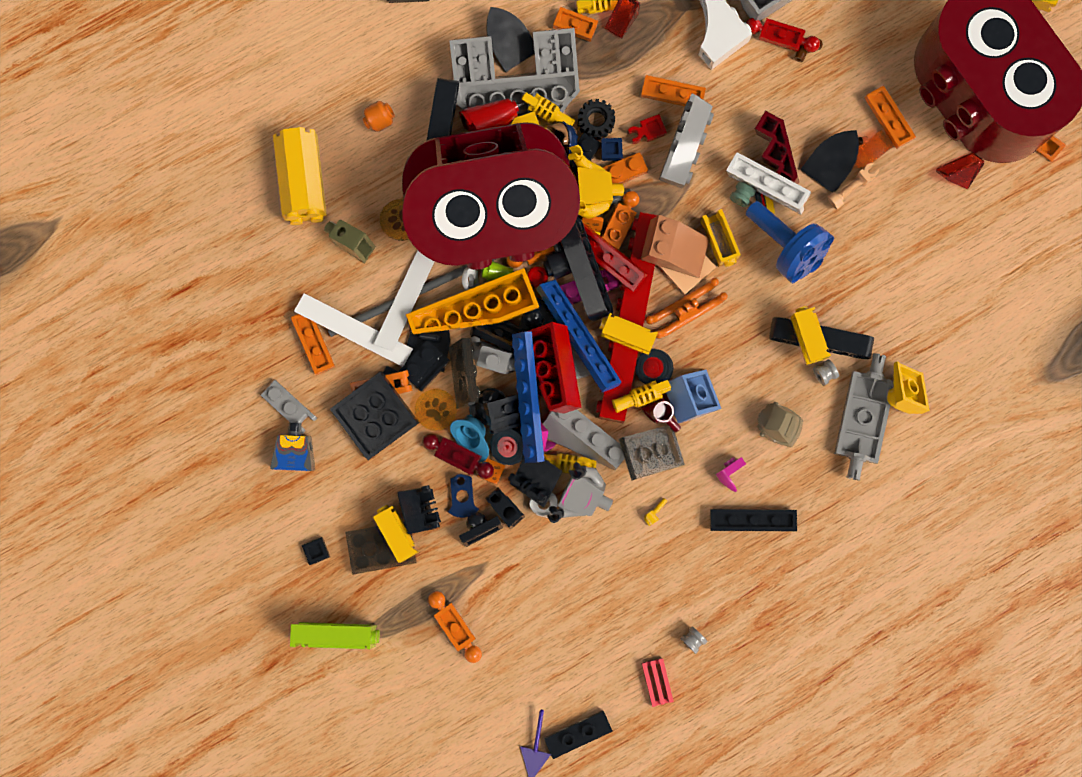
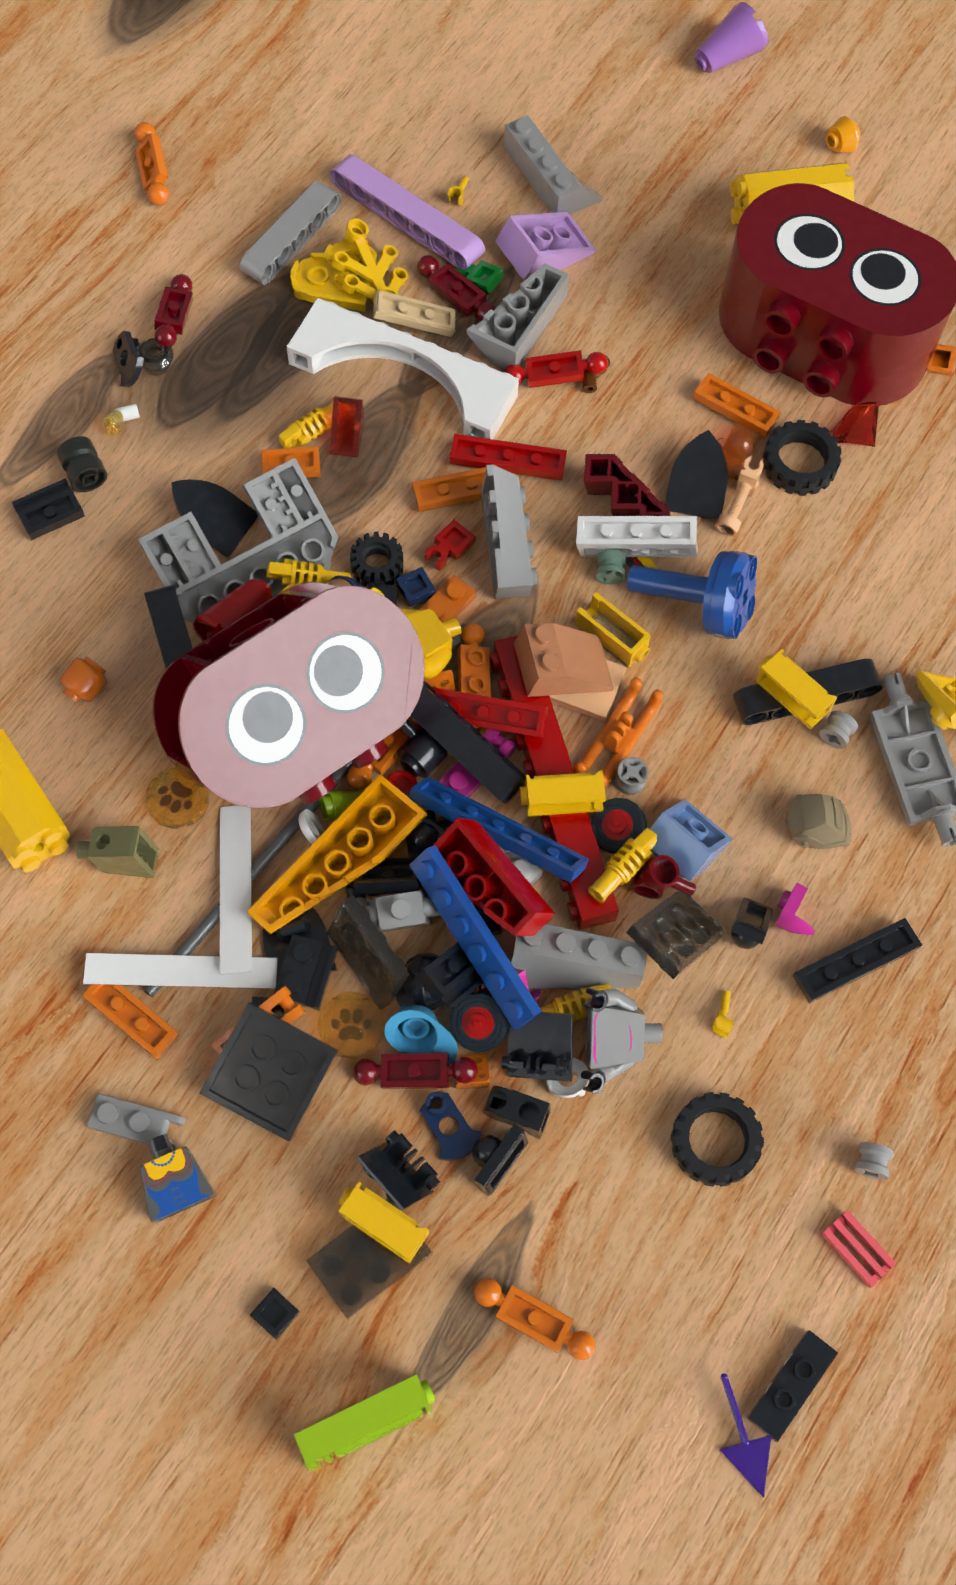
camera: 30 degrees left, 15 degrees down
(633, 578) = (737, 1111): none -> black tyre
(680, 335) = (634, 769): none -> light grey wheel
(701, 466) = (751, 924): none -> black tile
(717, 85) = (510, 456): none -> red plate
(920, 156) = (811, 435): none -> black tyre

